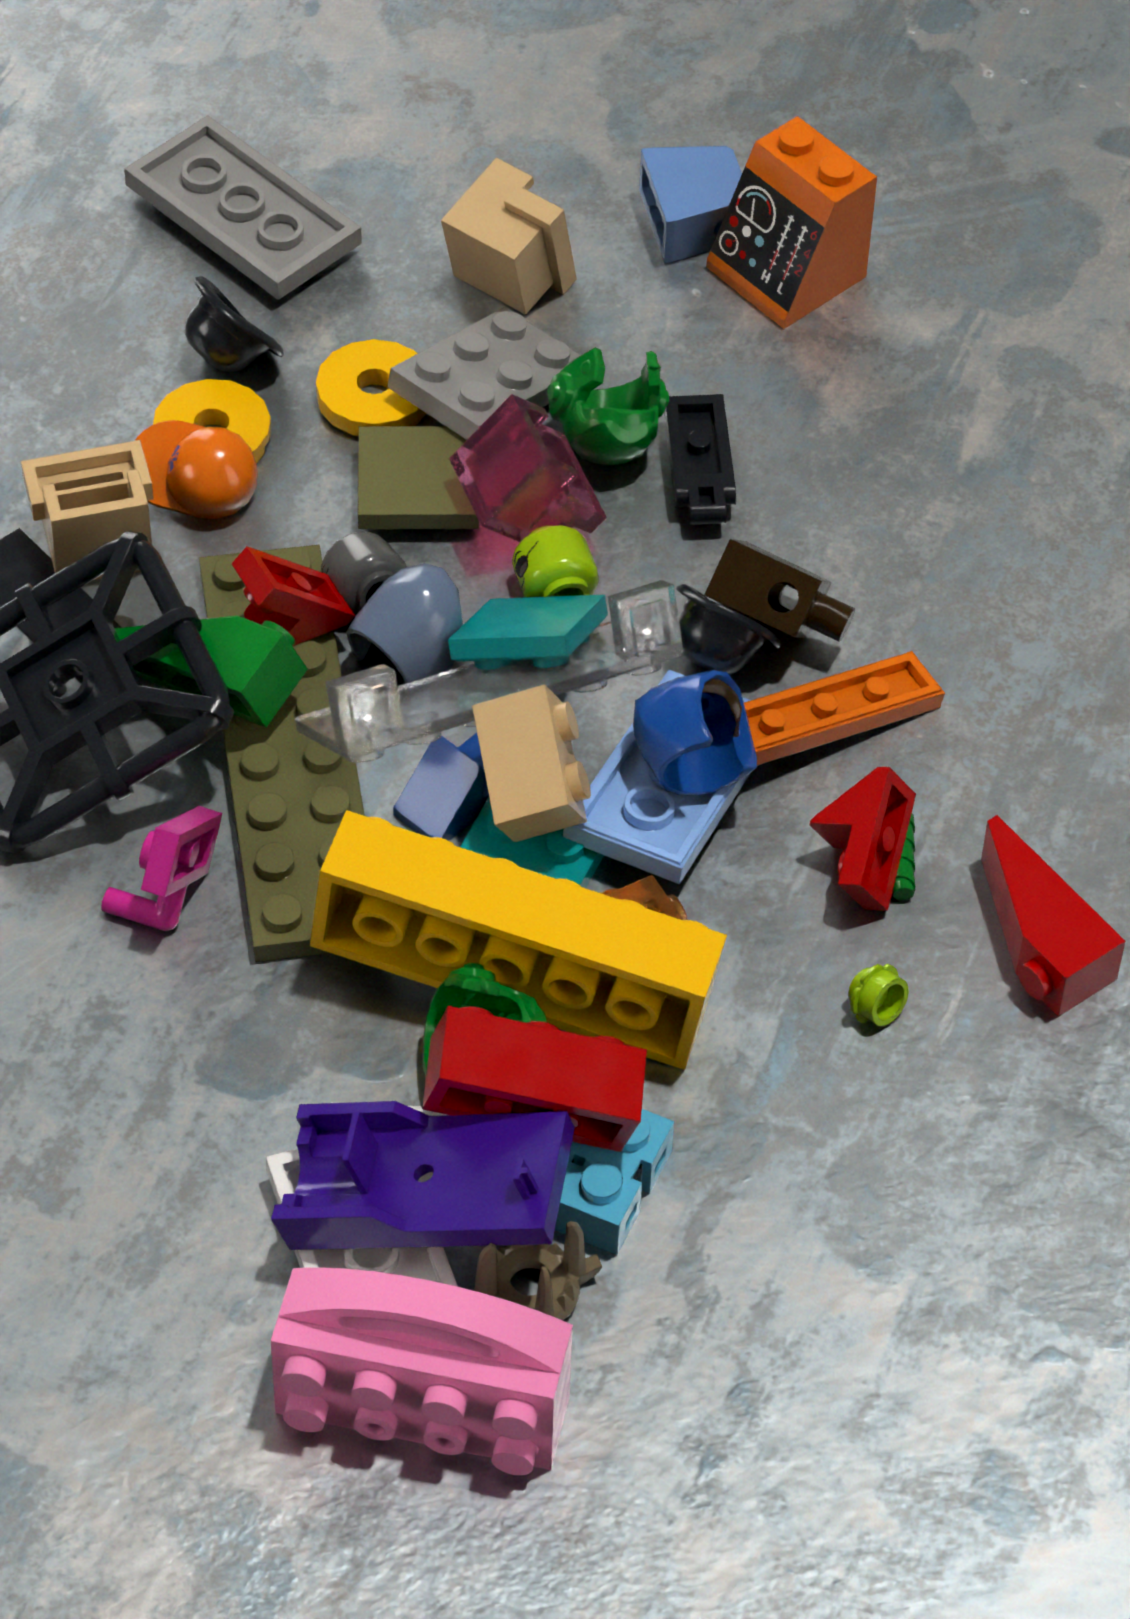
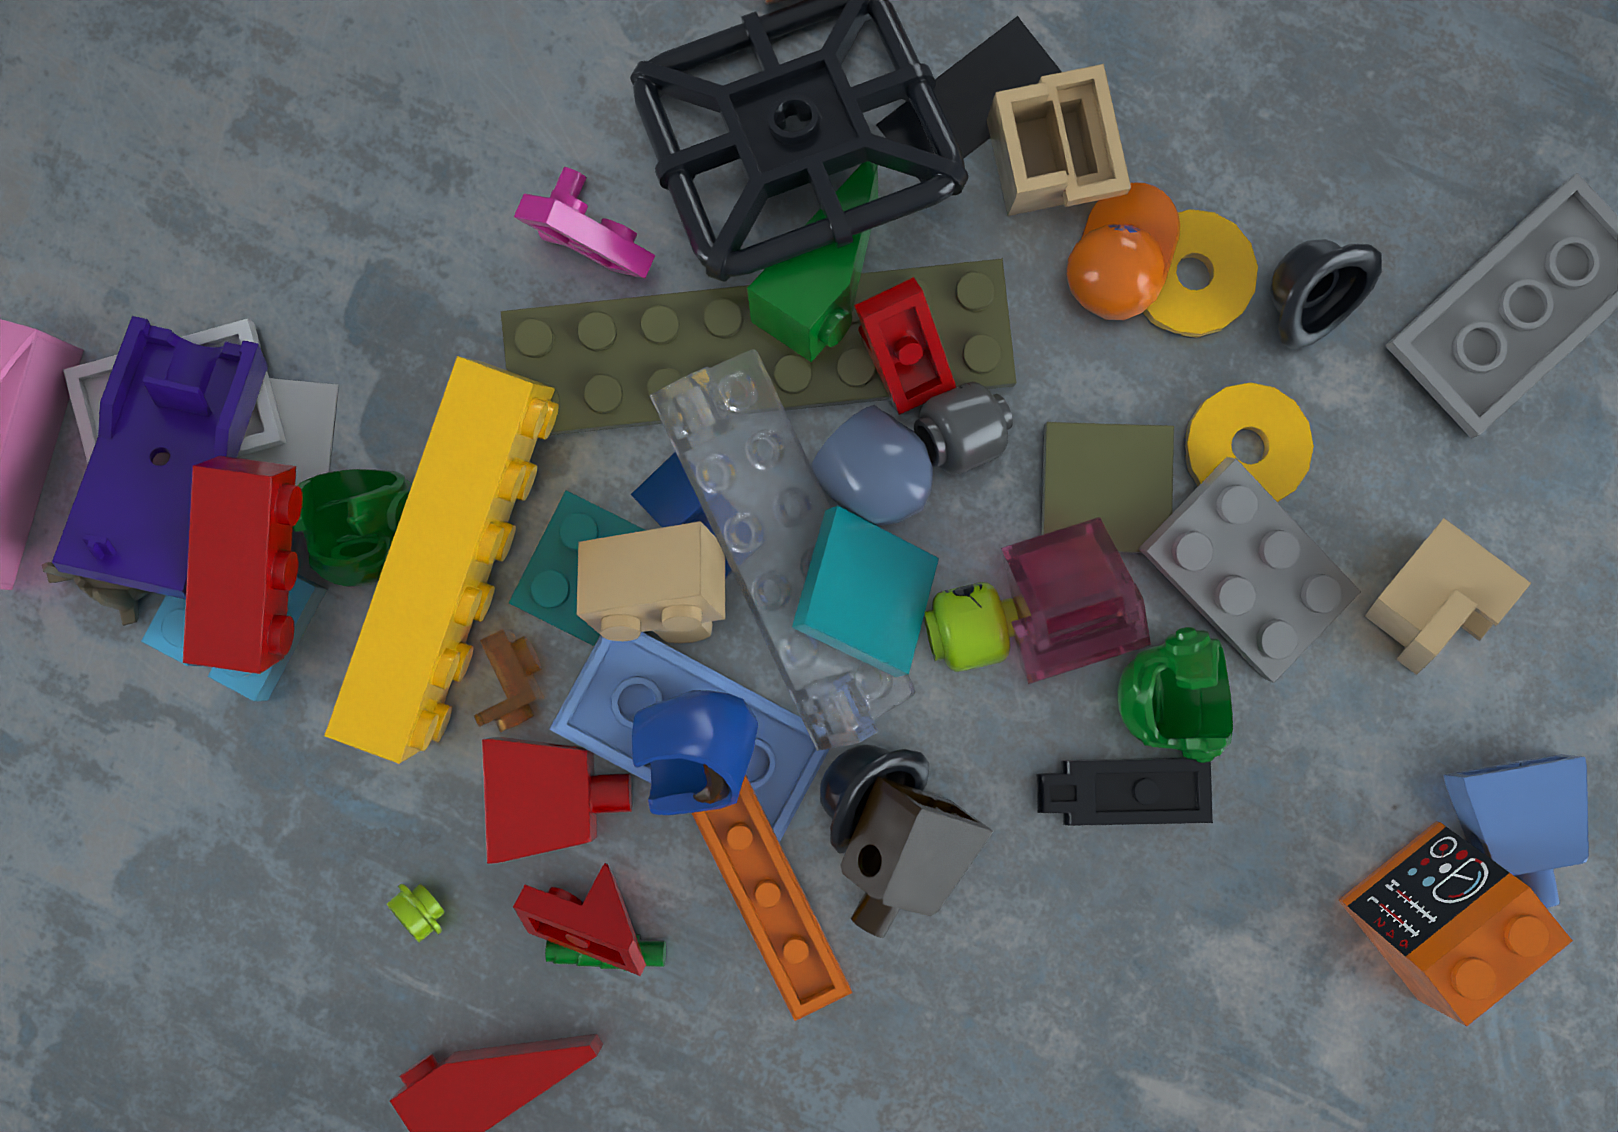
camera: 95 degrees right, 35 degrees up
(755, 887) = (544, 797): none -> red torso

